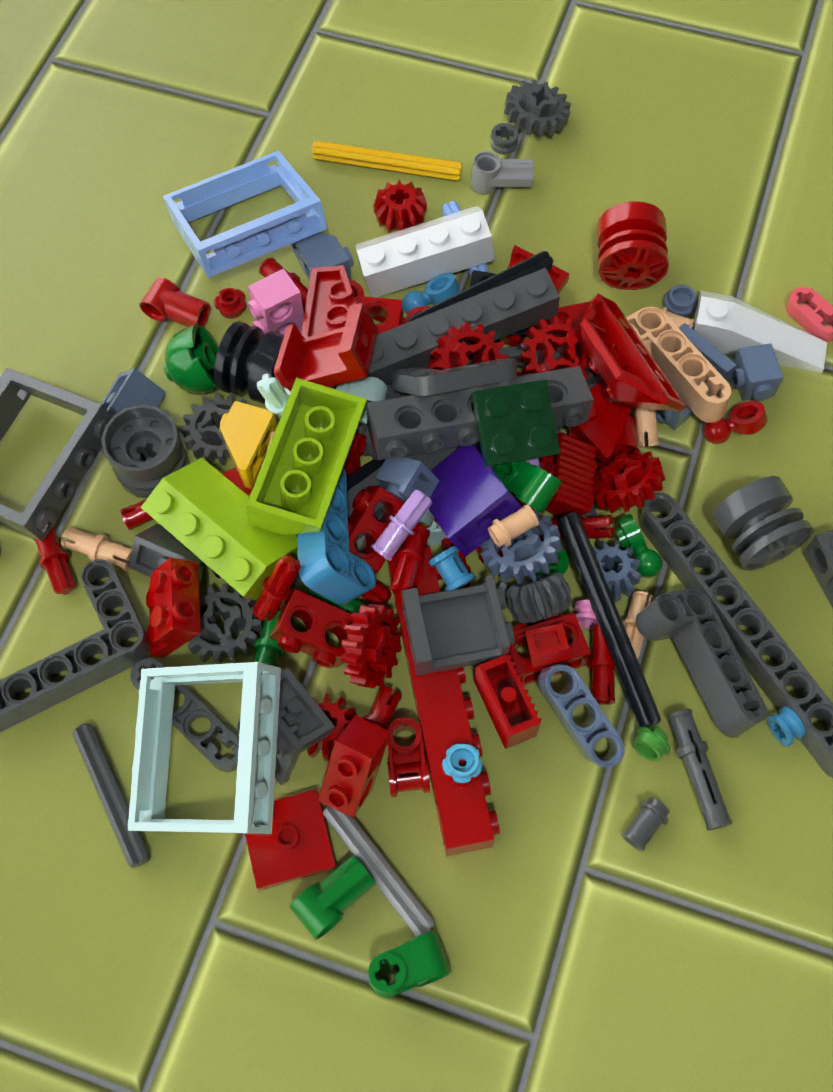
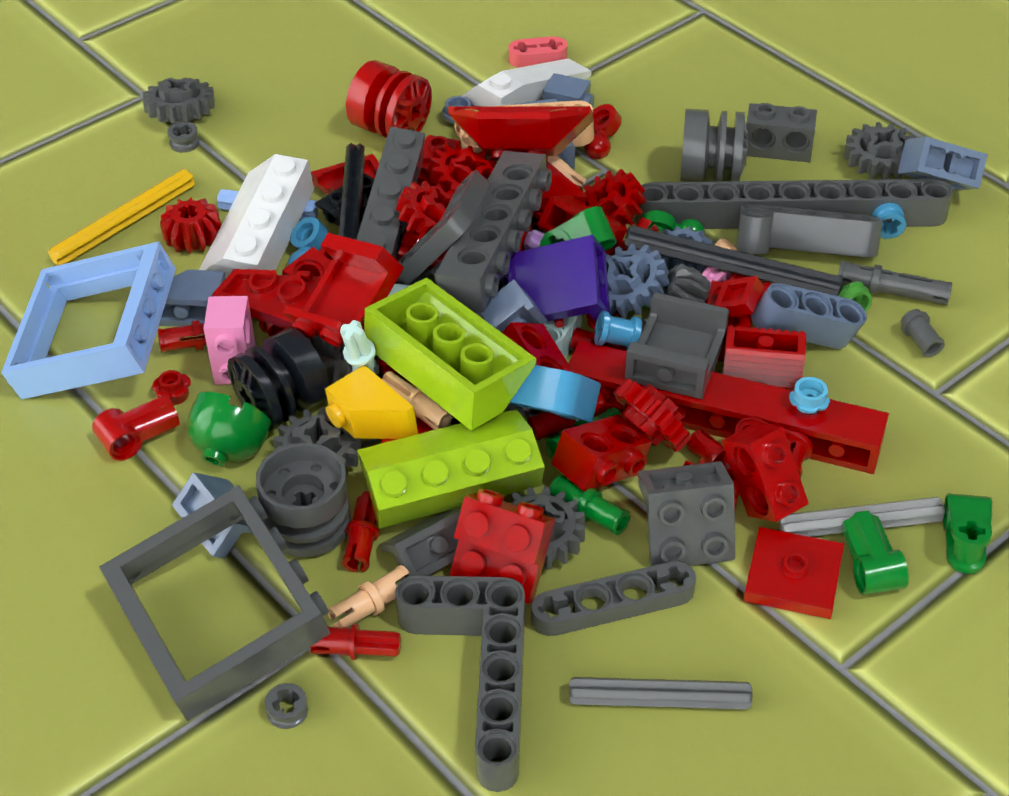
camera: 60 degrees left, 20 degrees down
(255, 754) = (713, 496): light aqua window -> none
(276, 588) = (551, 443): red axle -> none
(402, 524) = (559, 329): lavender axle -> none
(410, 559) = (588, 348): red axle -> none
(493, 172) = (218, 151): light grey piece -> none
(512, 526) = (617, 266): light nougat pin -> none
(515, 423) = (534, 199): dark green plate -> none

